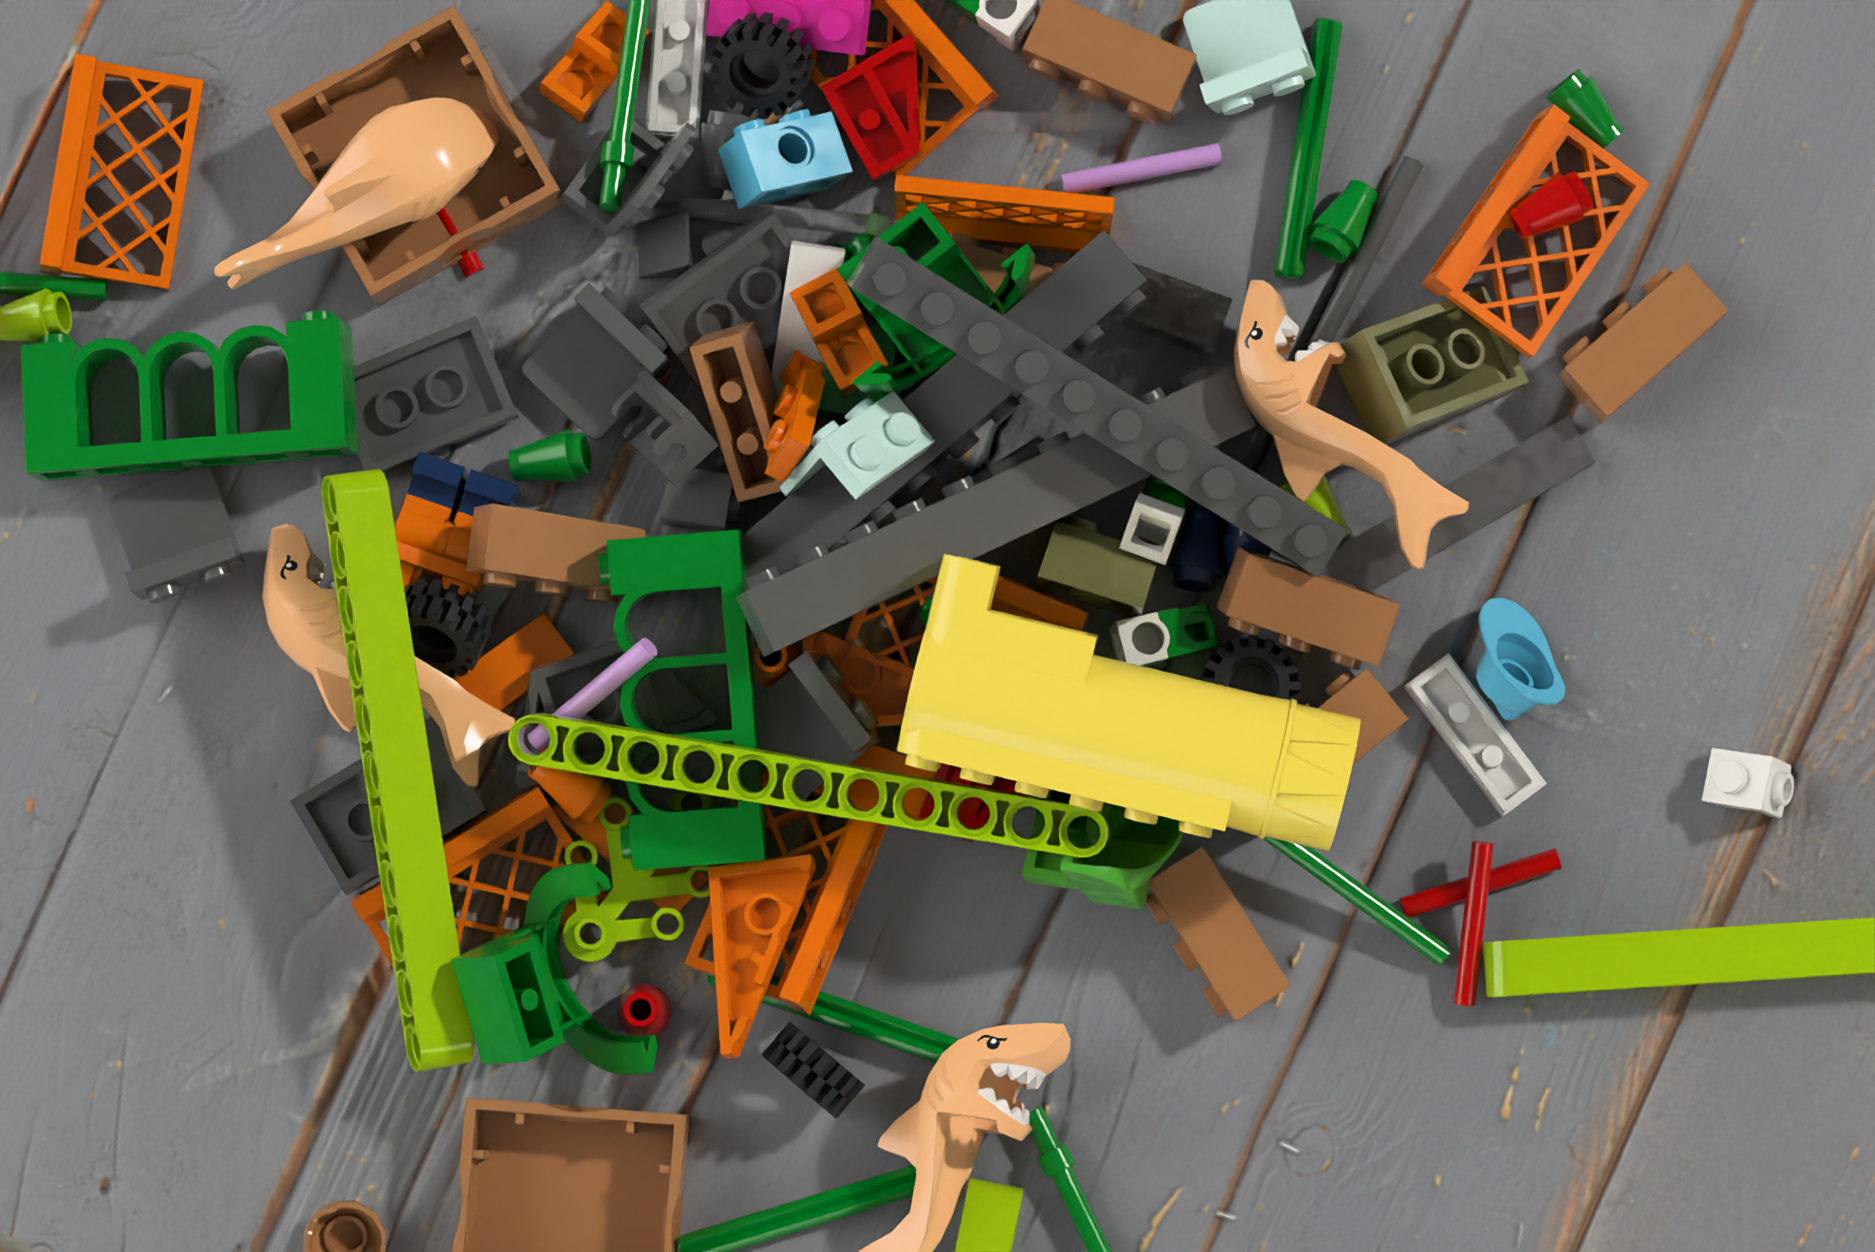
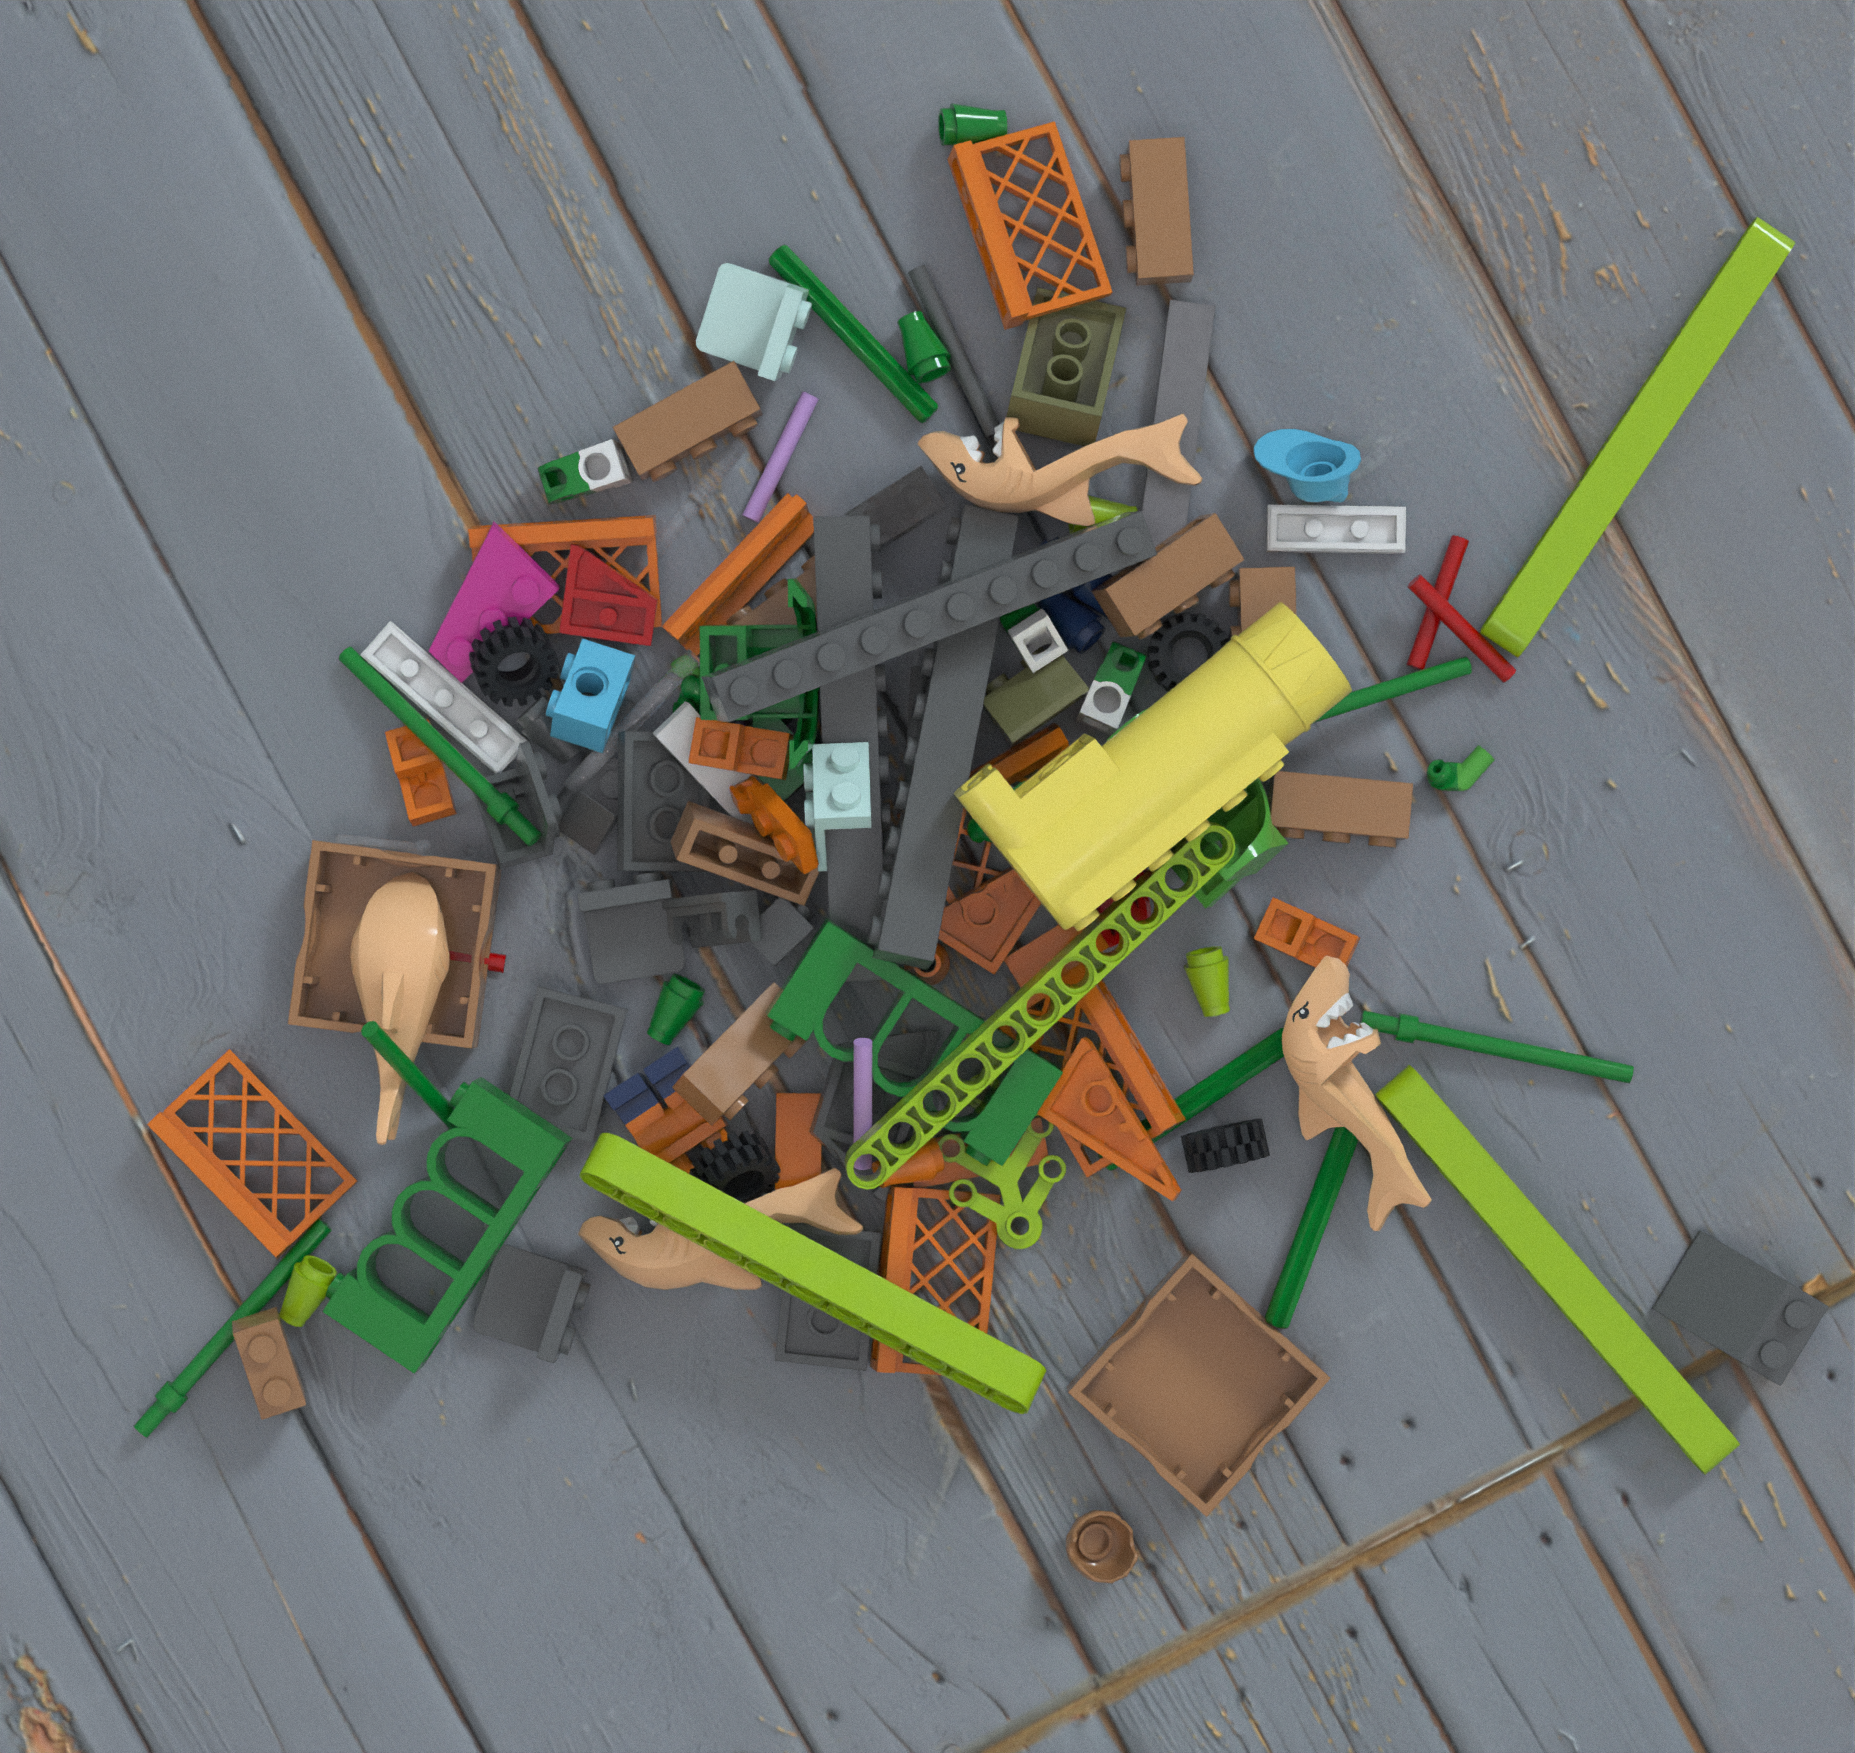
camera: 50 degrees left, 5 degrees up
(304, 246) = (408, 1071): none -> green bar
(521, 994) = (1029, 1303): green piece -> none
(660, 1010) = (1092, 1215): red cone -> none
(814, 718) = (990, 965): dark grey bracket -> none
(959, 938) = (1209, 978): none -> lime cone
(1070, 996) = (1304, 935): none -> orange slope
(1333, 1028) = (1459, 776): none -> arm
(1552, 206) = (1022, 200): red cone -> none
(1748, 782) = (1507, 371): white bracket -> none

